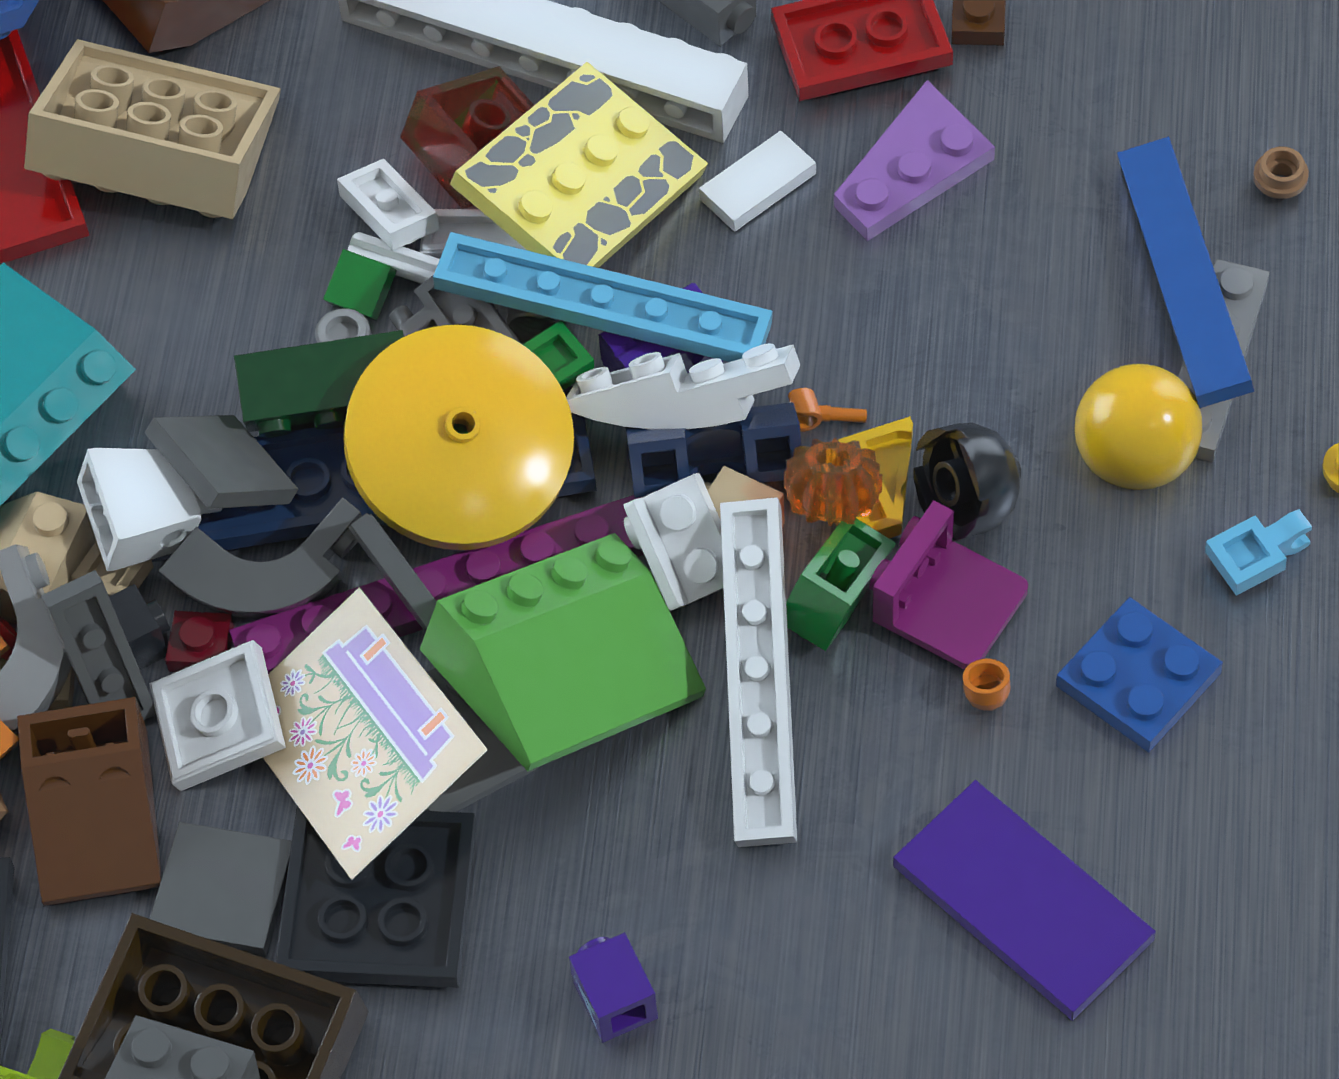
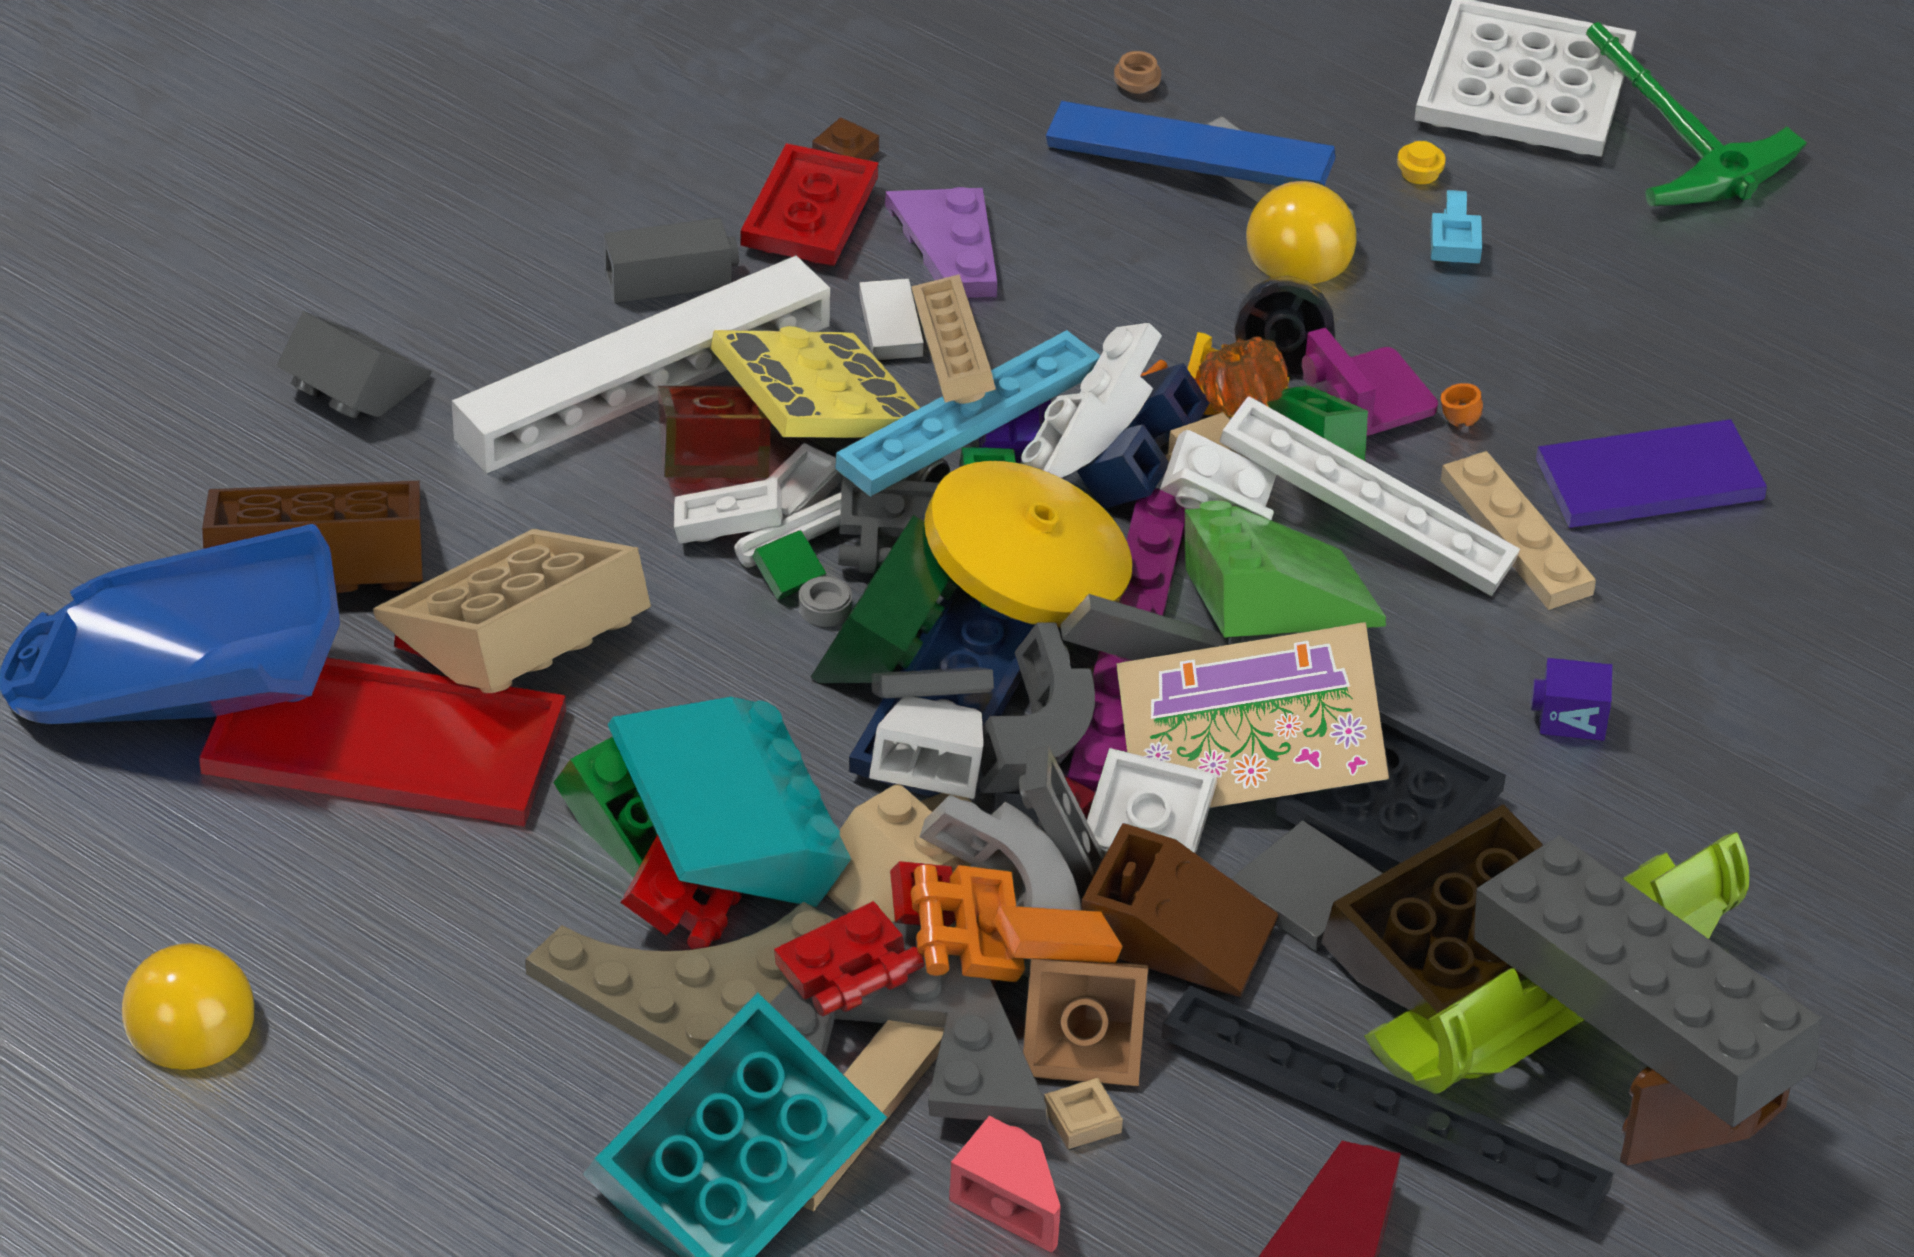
camera: 65 degrees left, 15 degrees down
(697, 233) = (953, 340): none -> tan plate
(846, 823) = (1504, 510): none -> tan plate
(1139, 674) = (1507, 336): blue plate -> none

